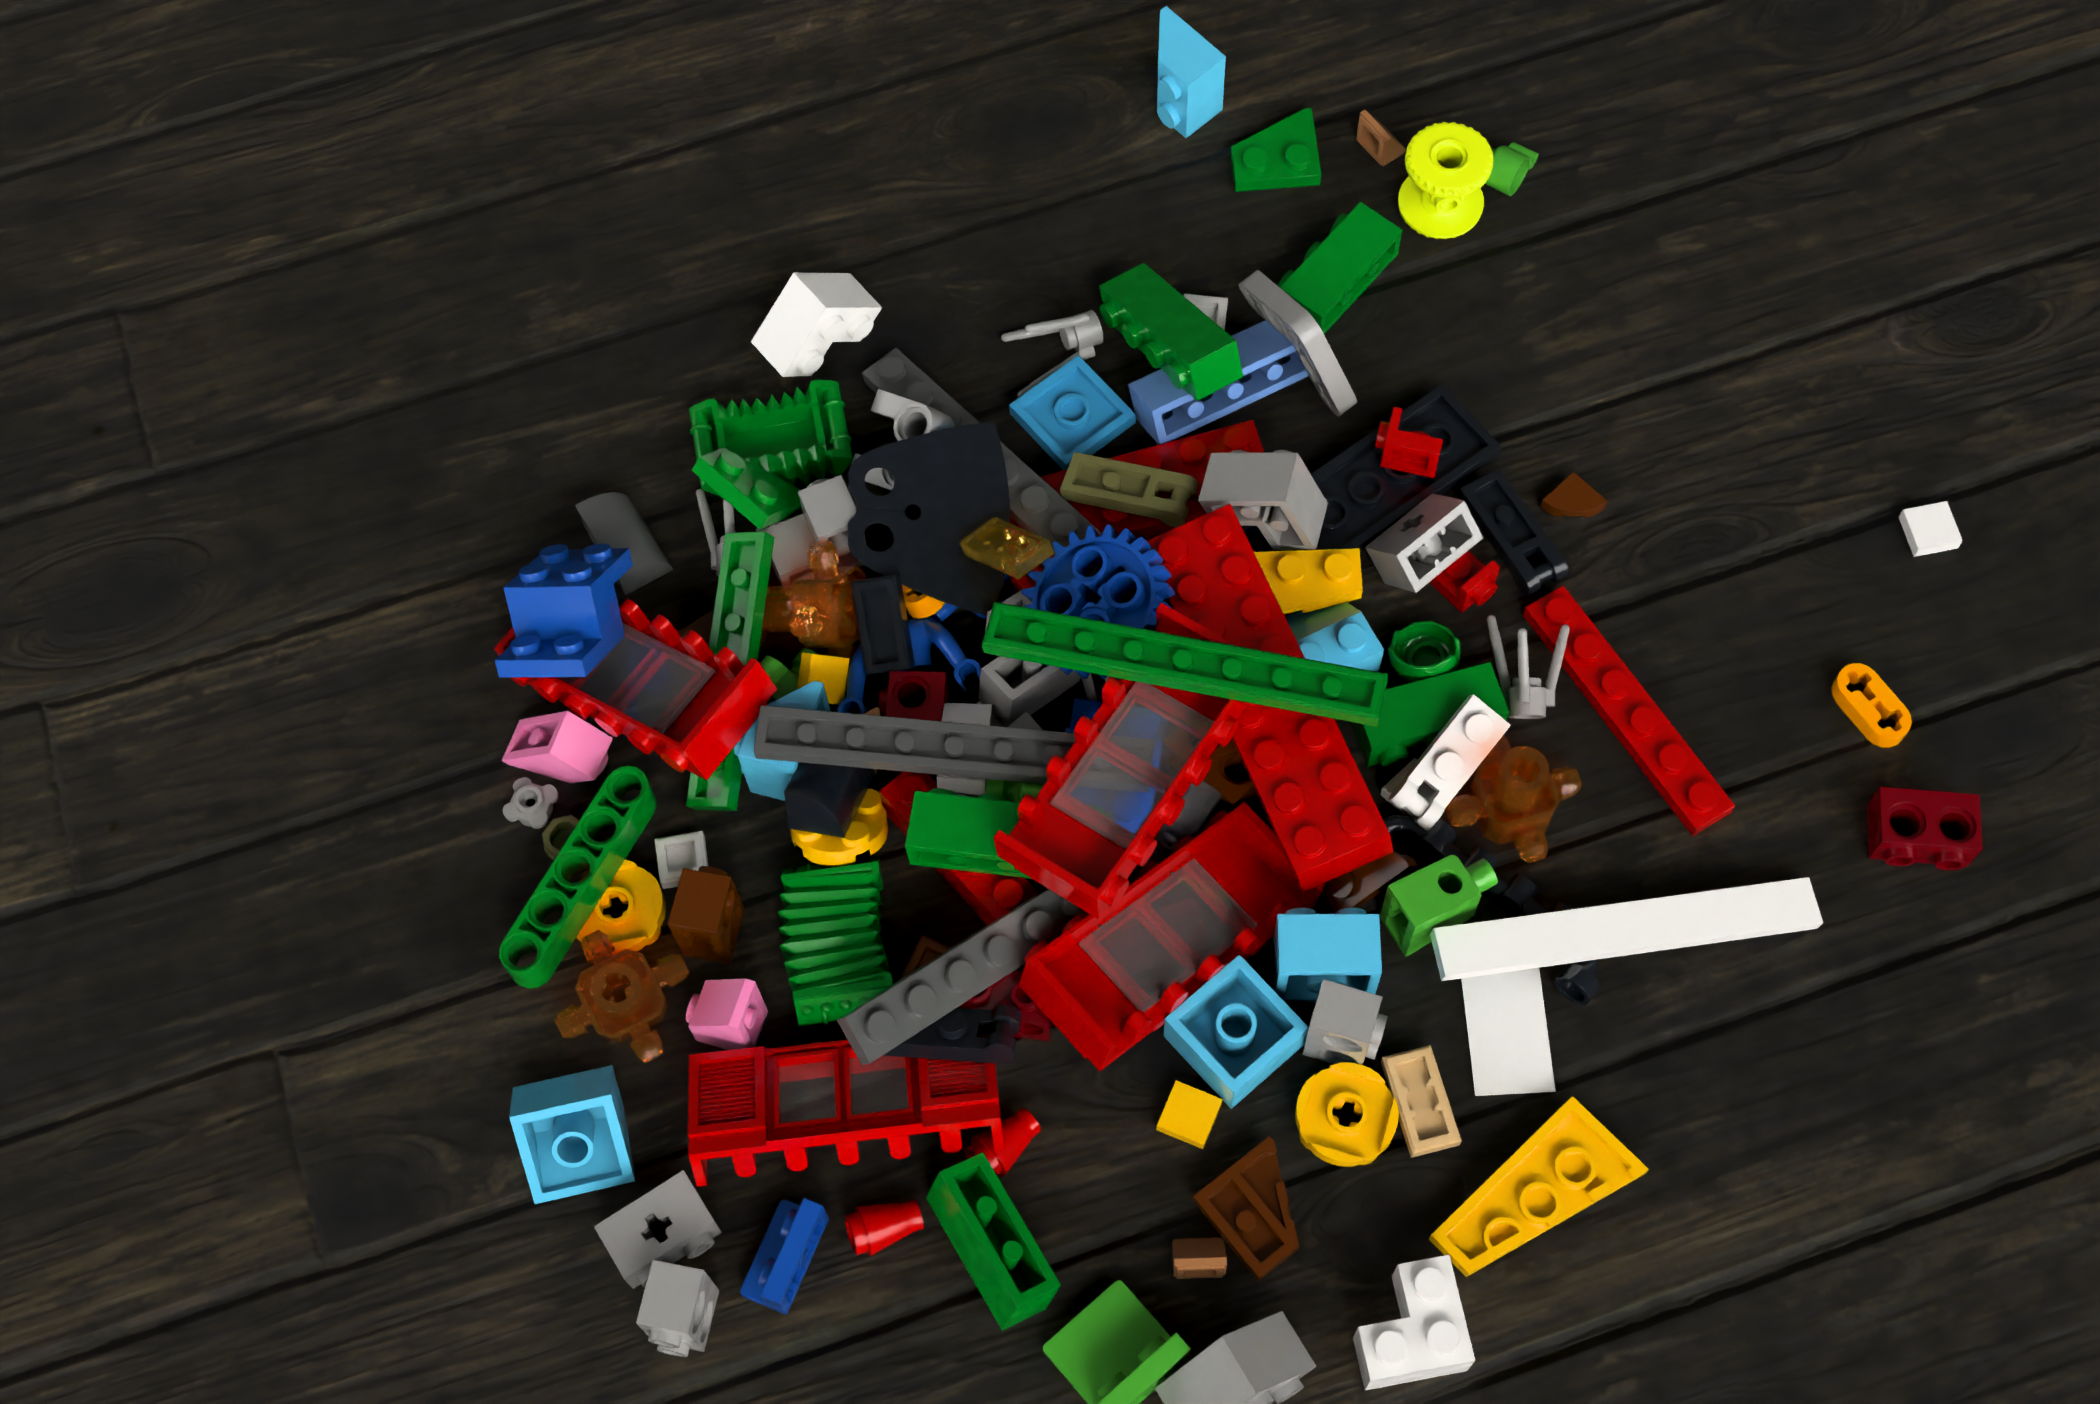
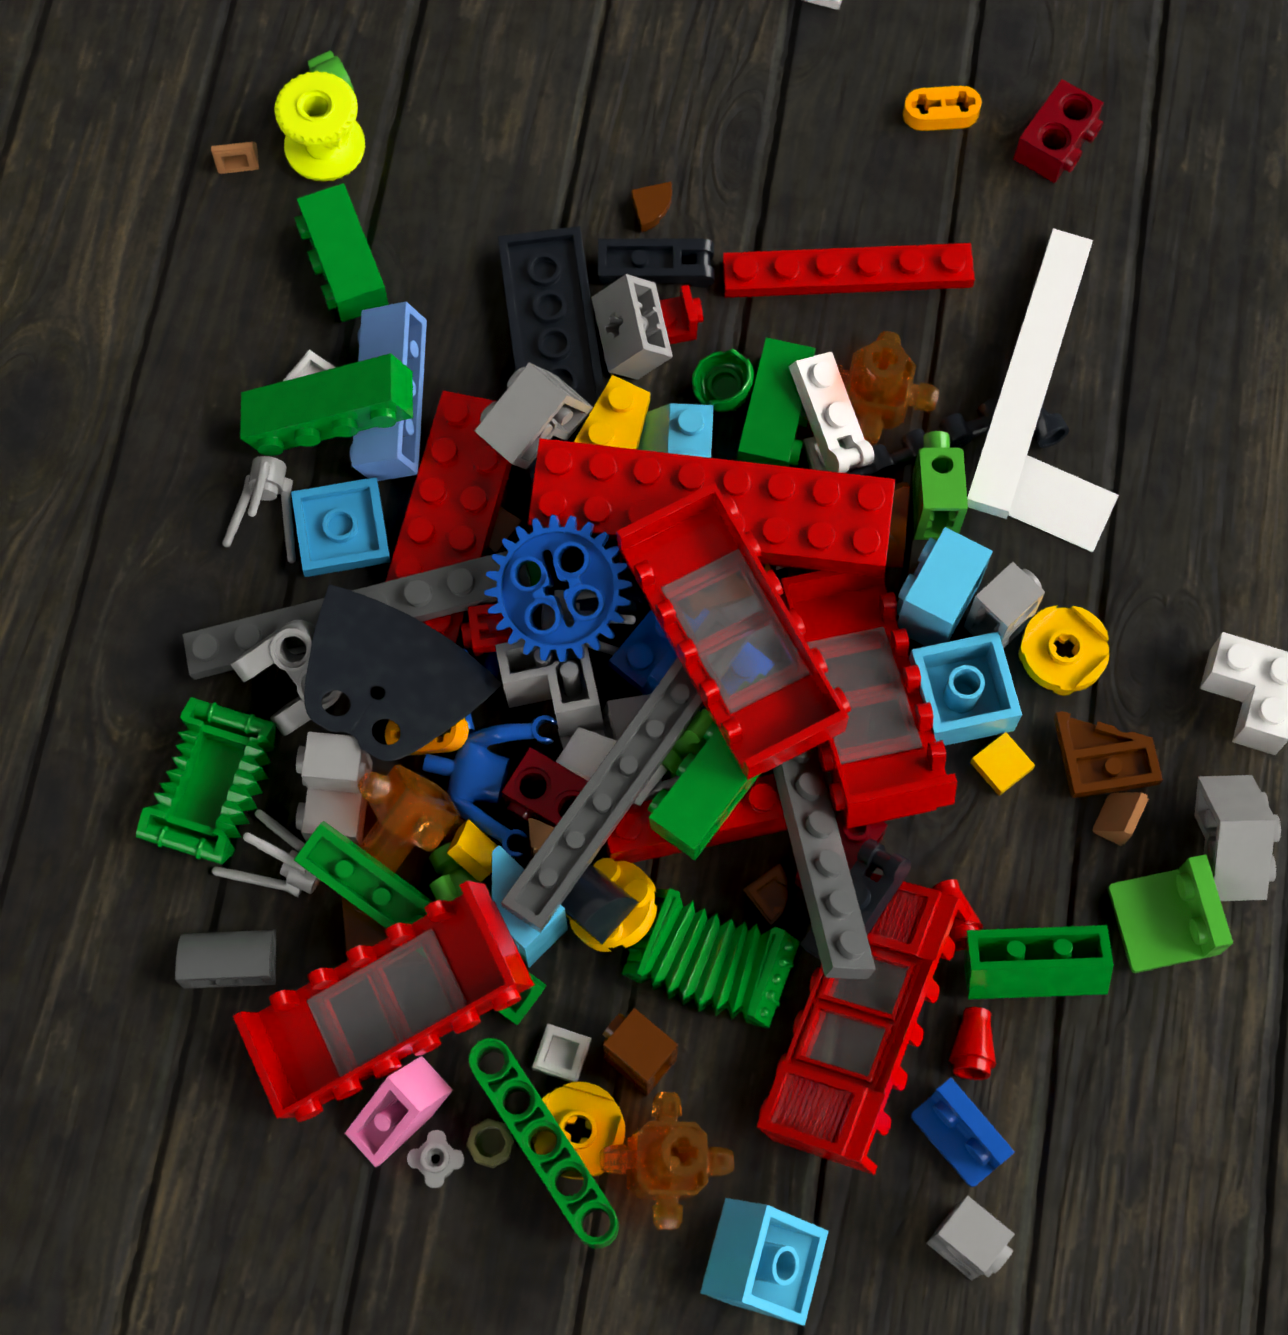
camera: 65 degrees left, 5 degrees up
(564, 612) = (293, 1033): blue bracket -> none
(631, 1233) = (872, 1204): light grey brick -> none
(727, 1013) = (733, 1079): bright pink slope -> none
(748, 488) = (261, 818): green wing -> none
(811, 316) = (117, 682): white brick -> none
(882, 624) = (459, 773): black tile -> none
(1007, 547) = (462, 633): clear yellow plate -> none
(1129, 488) = (454, 515): olive plate -> none
(1186, 663) = (681, 544): green tile -> none
(1188, 76) = (76, 261): medium azure slope -> none
(1278, 156) = (198, 238): green wing -> none
(1305, 335) = (406, 301): light grey beam -> none
(1407, 451) = (548, 293): red bracket -> none
(1421, 1101) = (1084, 588): tan plate -> none
(1526, 696) = (801, 327): light grey plant -> none
(1545, 1182) = (1188, 539): yellow wing -> none

